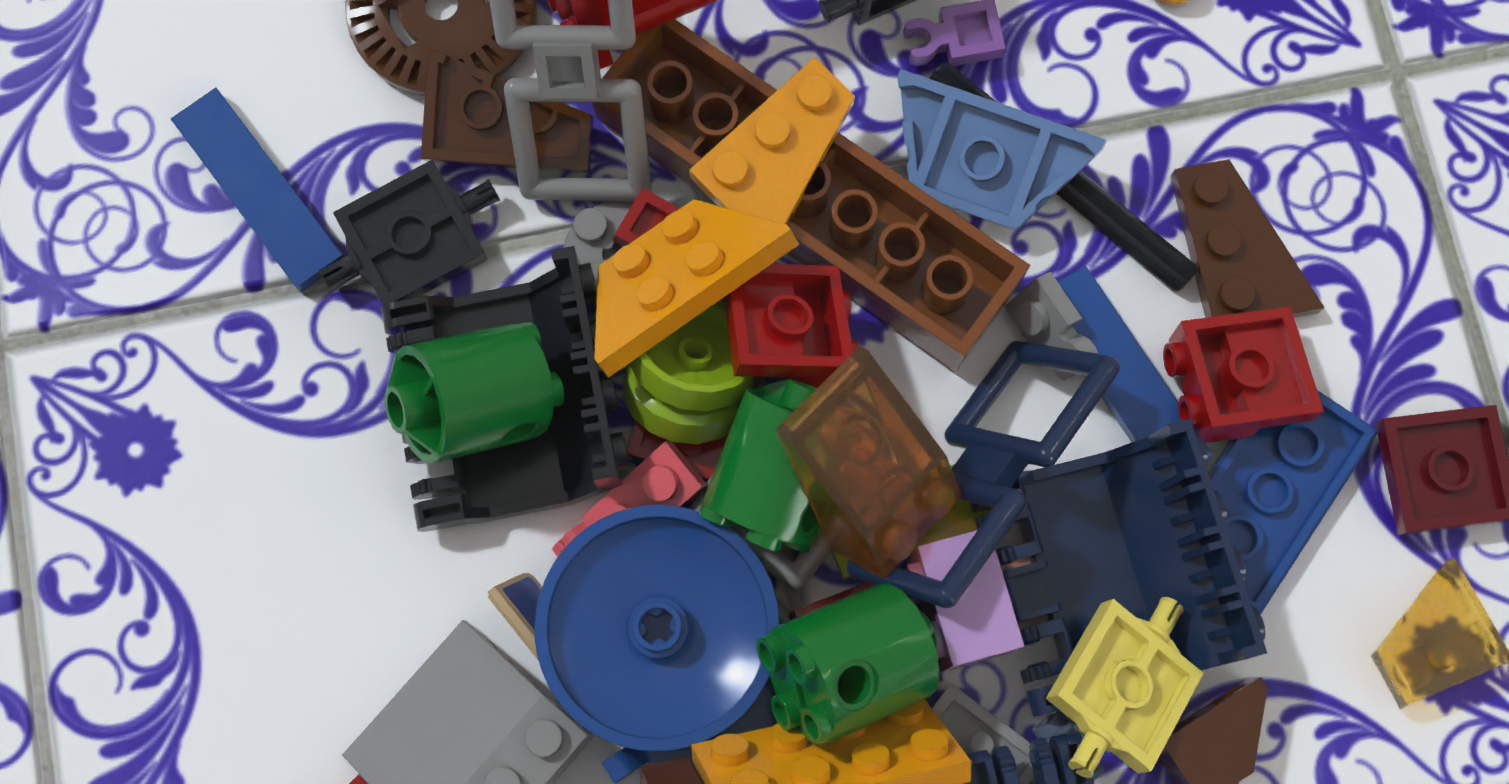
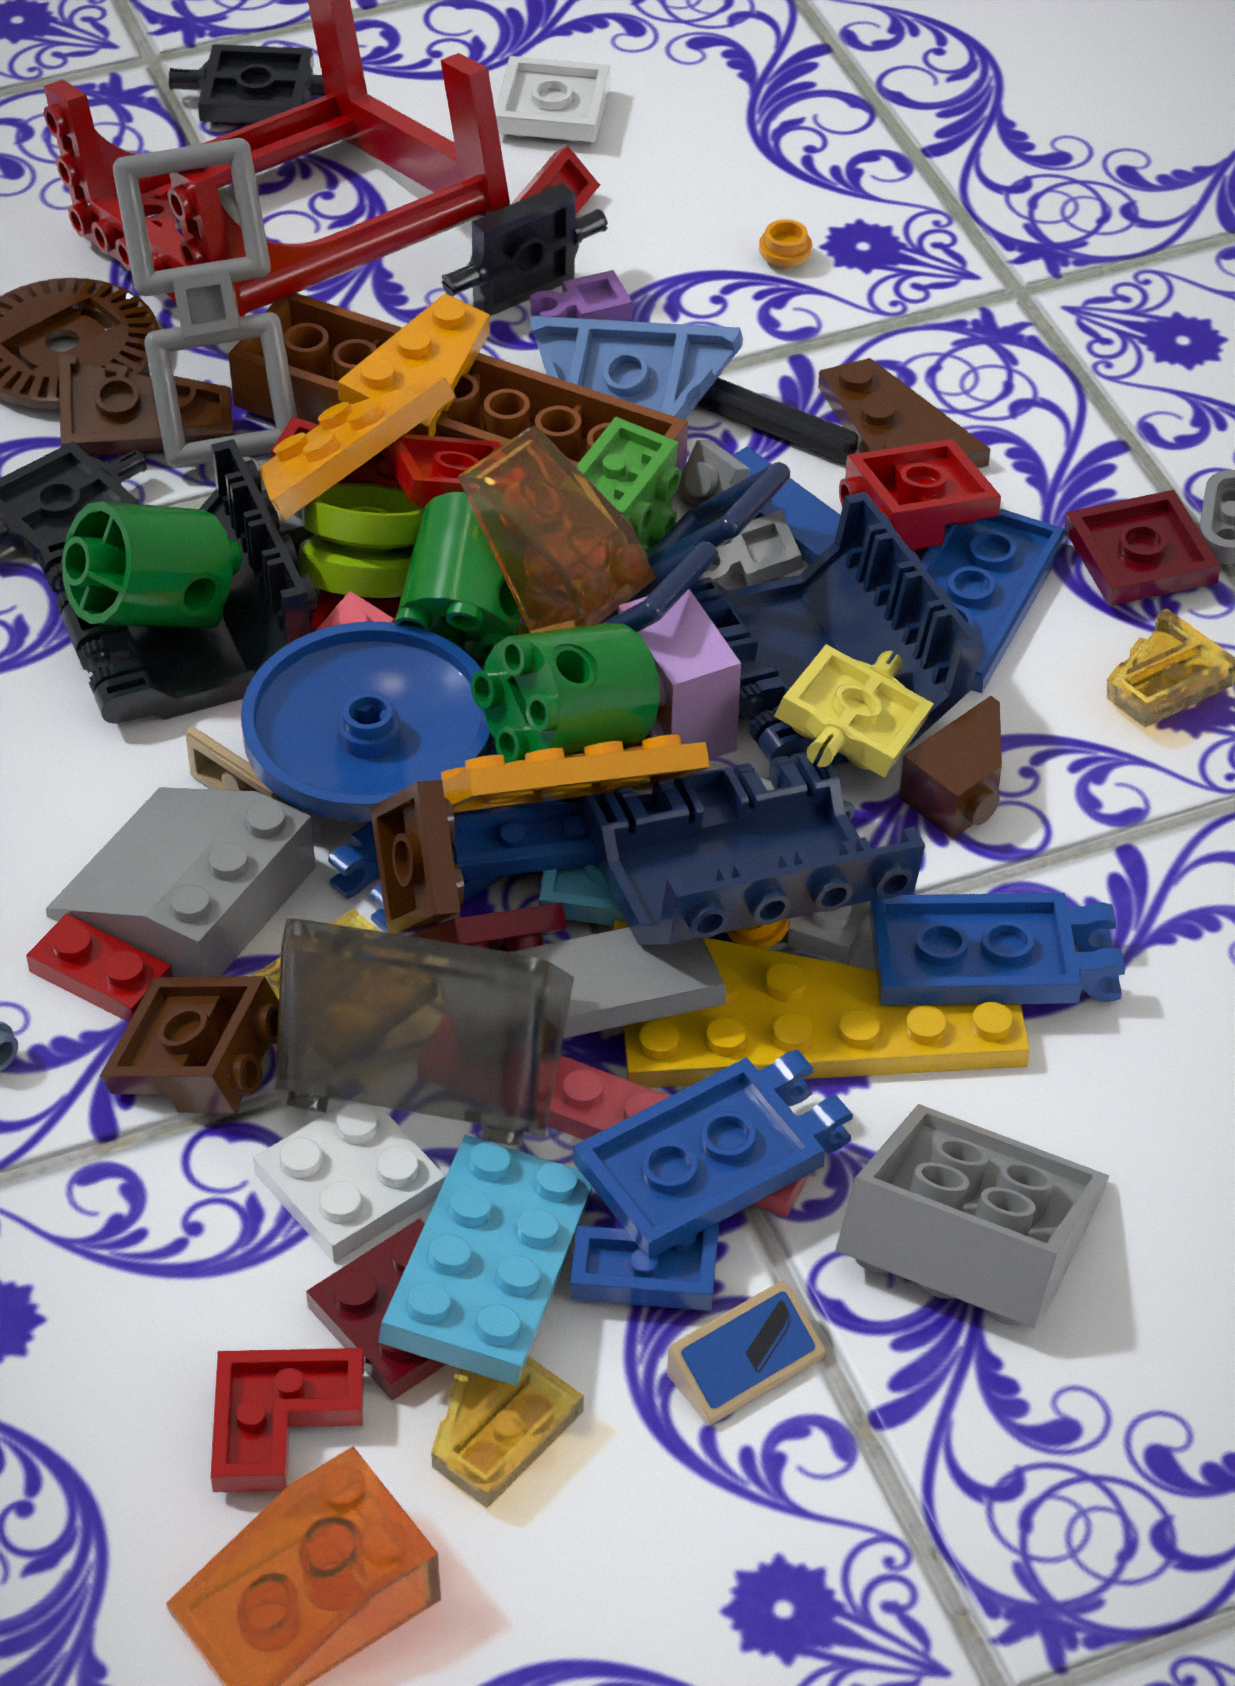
camera: 10 degrees left, 30 degrees down
(949, 349) = (637, 476): none -> bright green bracket
(1095, 426) = (758, 553): none -> light grey plate

